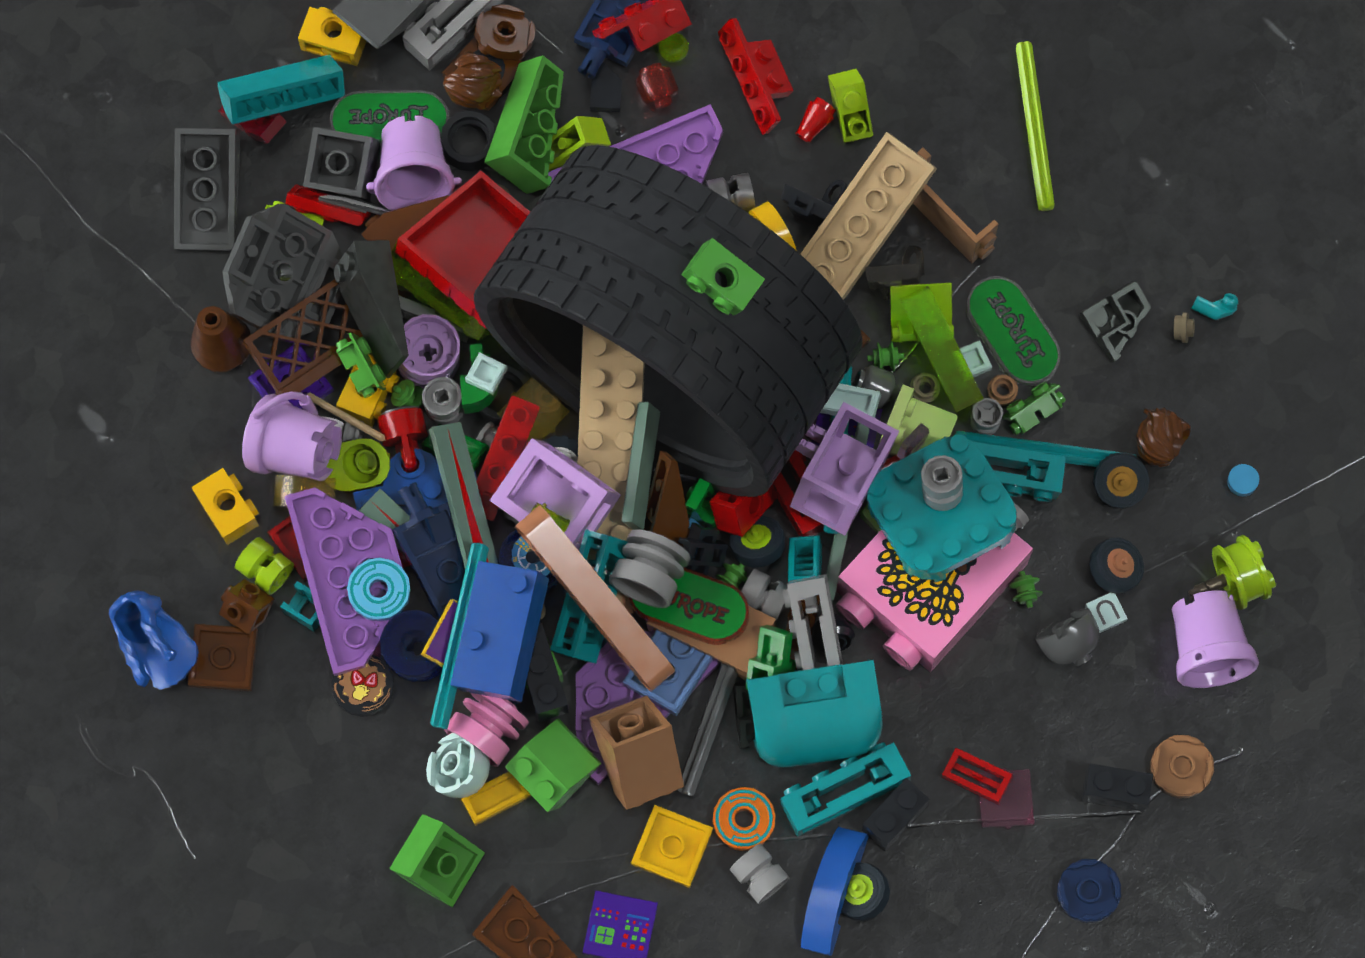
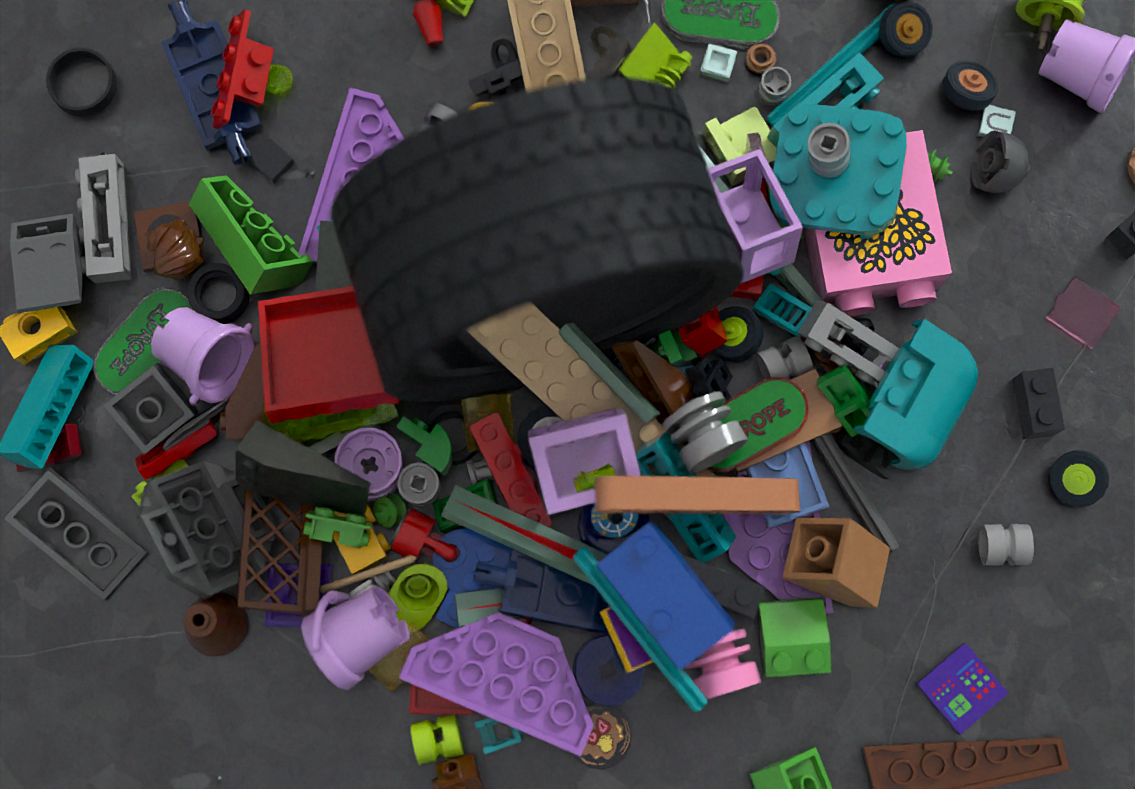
camera: 50 degrees left, 5 degrees up
(233, 522) = (339, 731): yellow brick -> none
(378, 571) = (522, 663): medium azure tile -> none
(457, 767) = (736, 717): light aqua cylinder -> none
(486, 373) = (432, 432): light aqua tile -> none
(495, 798) = (776, 705): yellow tile -> none
(504, 46) = (160, 207): reddish brown plate -> none
(576, 134) = (293, 209): lime slope -> none
(657, 85) = (299, 115): clear red head -> none
(672, 846) = (925, 595): yellow tile -> none
(734, 574) = (748, 374): bright green wheel -> none
(741, 279) = (601, 139): bright green brick -> none
(743, 800) = (966, 521): orange tile -> none
(758, 73) = (354, 34): red bracket -> none
(830, 890) = (1059, 498): blue slope -> none
(890, 765) = (976, 475): teal brick -> none
(929, 380) = (712, 105): dark tan plate -> none
(941, 348) = (699, 72): clear neon green brick -> none
(998, 772) = (1077, 307): red tile -> none
(1042, 399) = (794, 33): bright green hinge -> none

